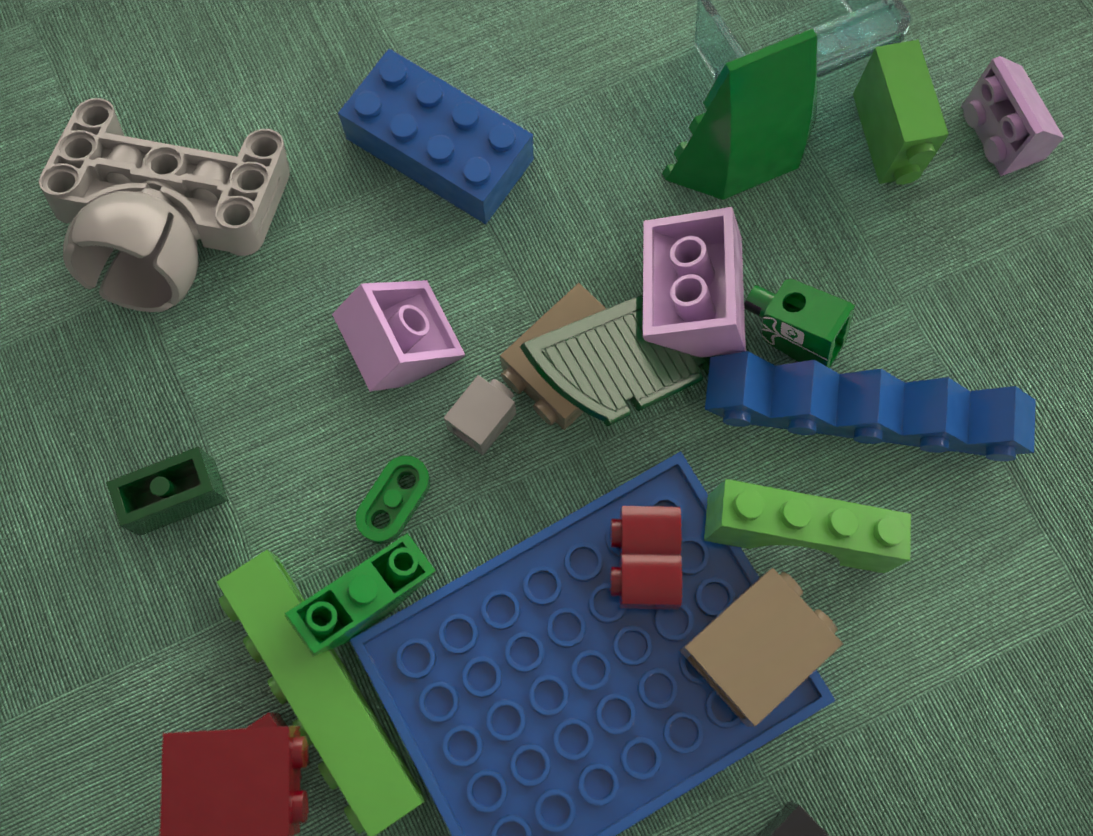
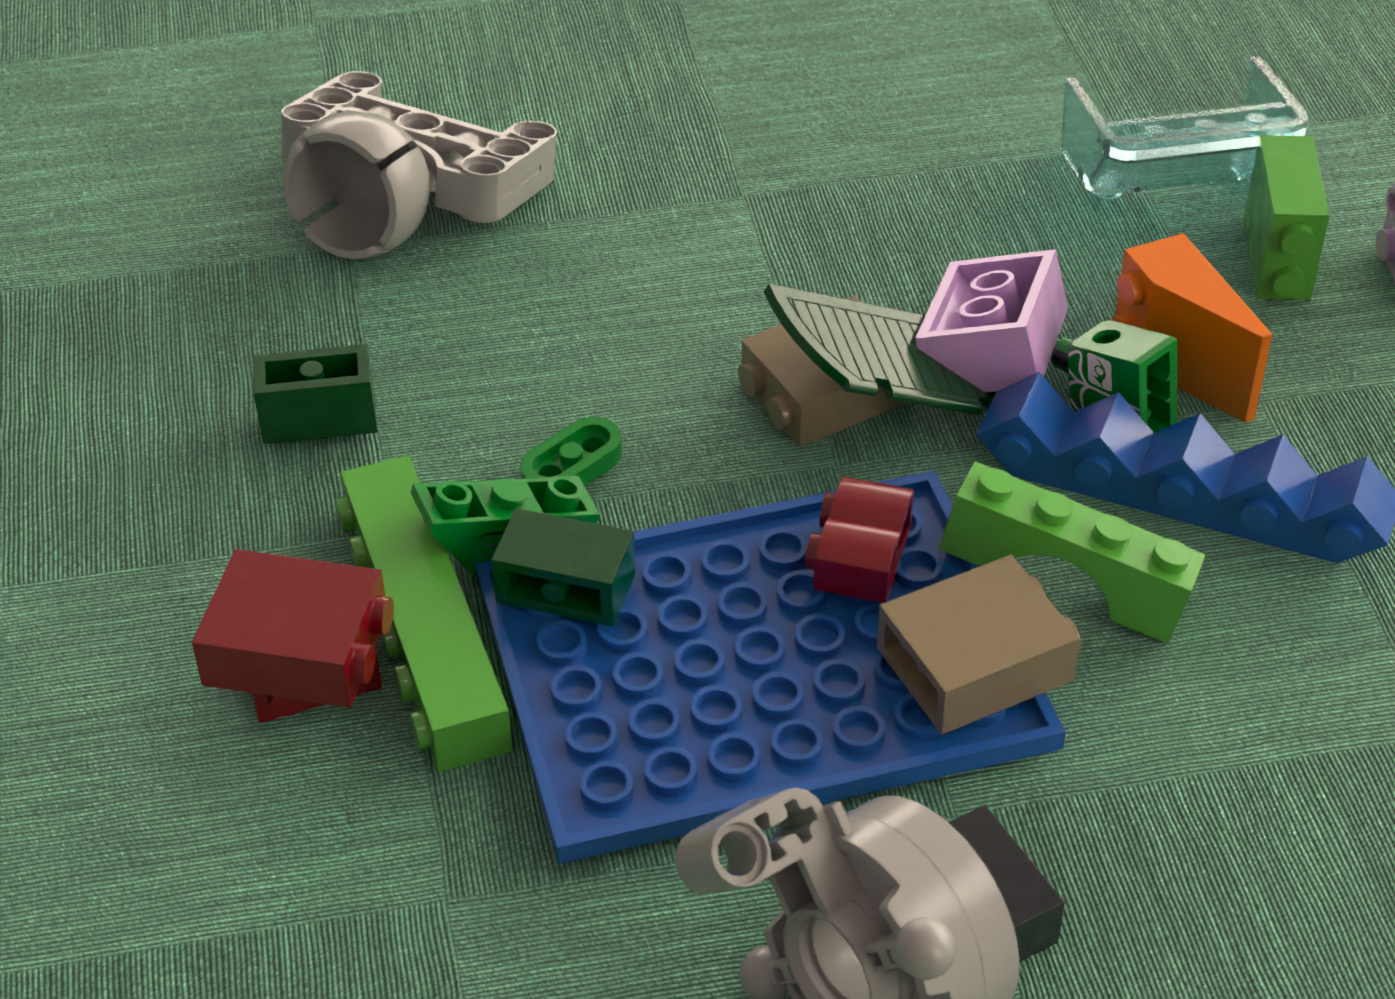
camera: 15 degrees right, 30 degrees down
(396, 333) = (626, 316): lavender slope -> none
(424, 644) = (564, 566): none -> dark green brick
(437, 135) = (733, 166): blue brick -> none
(481, 413) = (701, 401): light grey brick -> none
(753, 120) = (1101, 170): green wedge -> none
(848, 256) = (1219, 338): none -> orange slope

